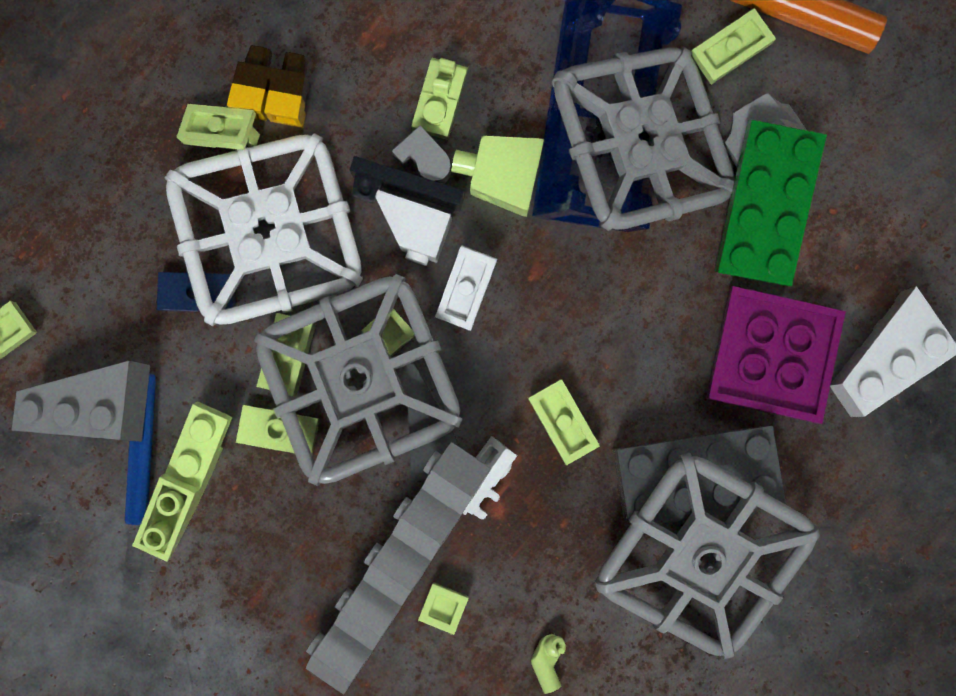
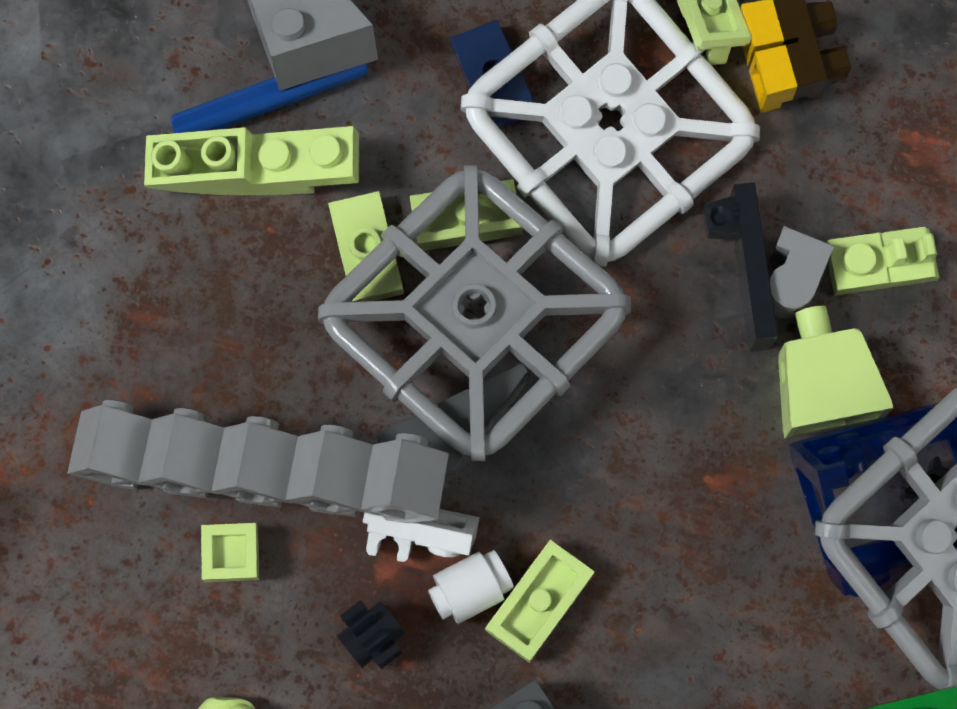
camera: 60 degrees right, 10 degrees down
(395, 334) = (555, 334): yellowish green plate -> none
(415, 226) = (701, 301): white slope -> none
(466, 287) = (655, 397): white plate -> none
(535, 462) = (470, 586): none -> white brick
(538, 540) = (371, 634): none -> black gear

